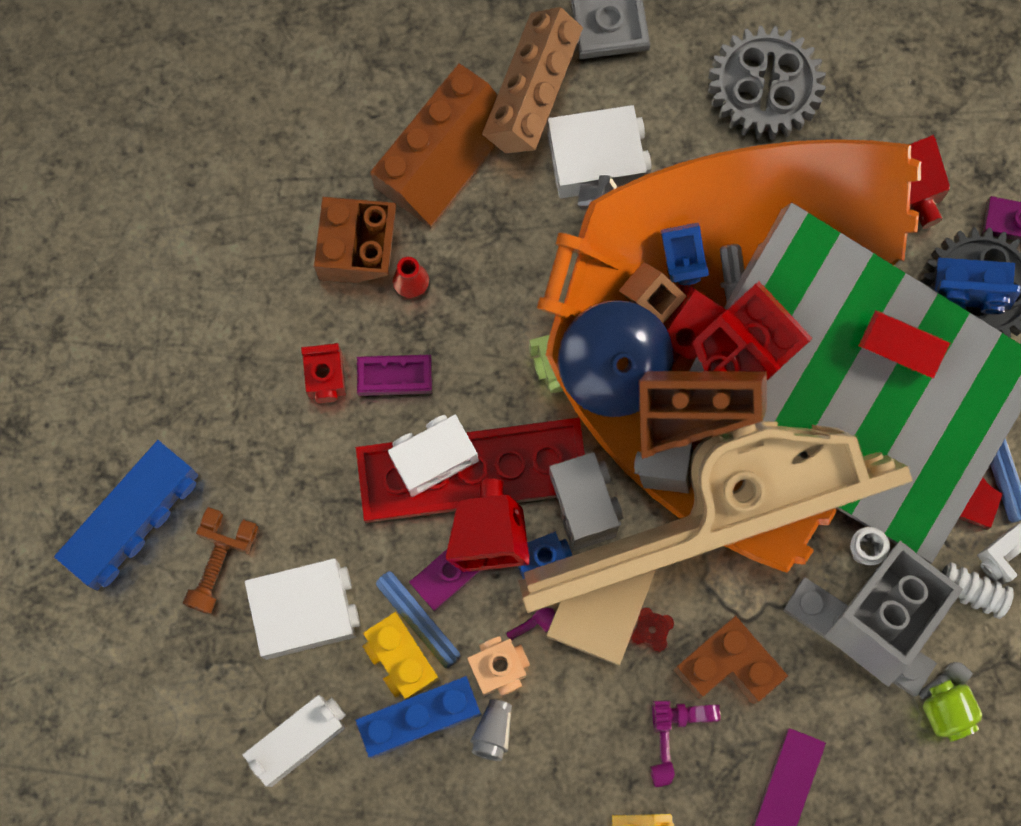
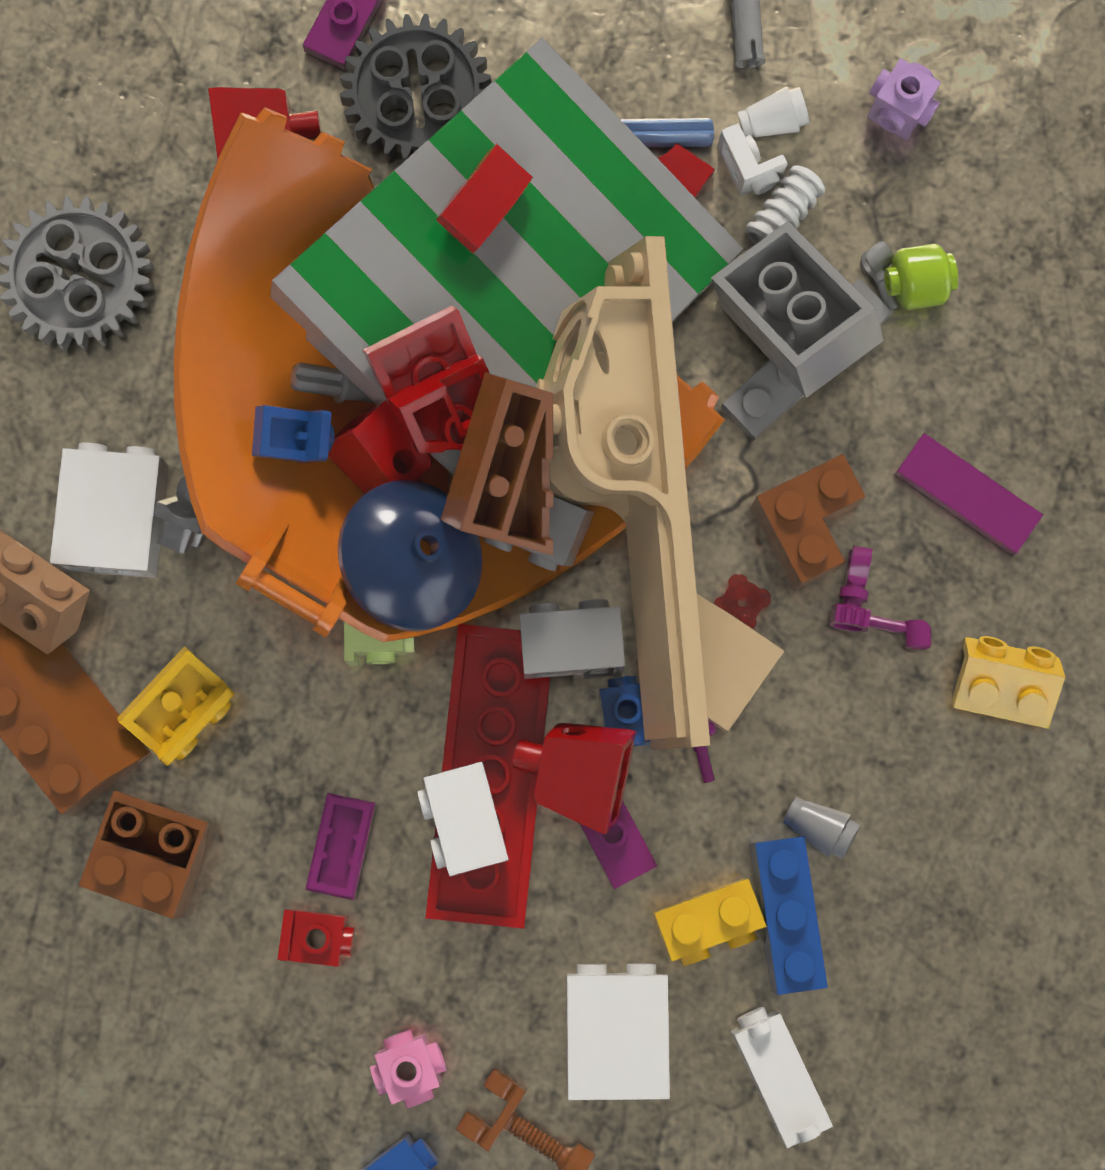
camera: 80 degrees left, 5 degrees up
(250, 472) = (418, 1051): none -> bright pink brick
(411, 284) = (228, 799): red cone -> none
(418, 619) = (662, 888): medium blue axle -> none
(468, 234) = (177, 707): none -> yellow bracket
(491, 680) = (768, 798): light nougat brick -> none
(653, 291) = (334, 487): medium nougat brick -> none
(875, 541) = (713, 306): white cone -> none
(977, 284) = (417, 94): blue bracket -> none

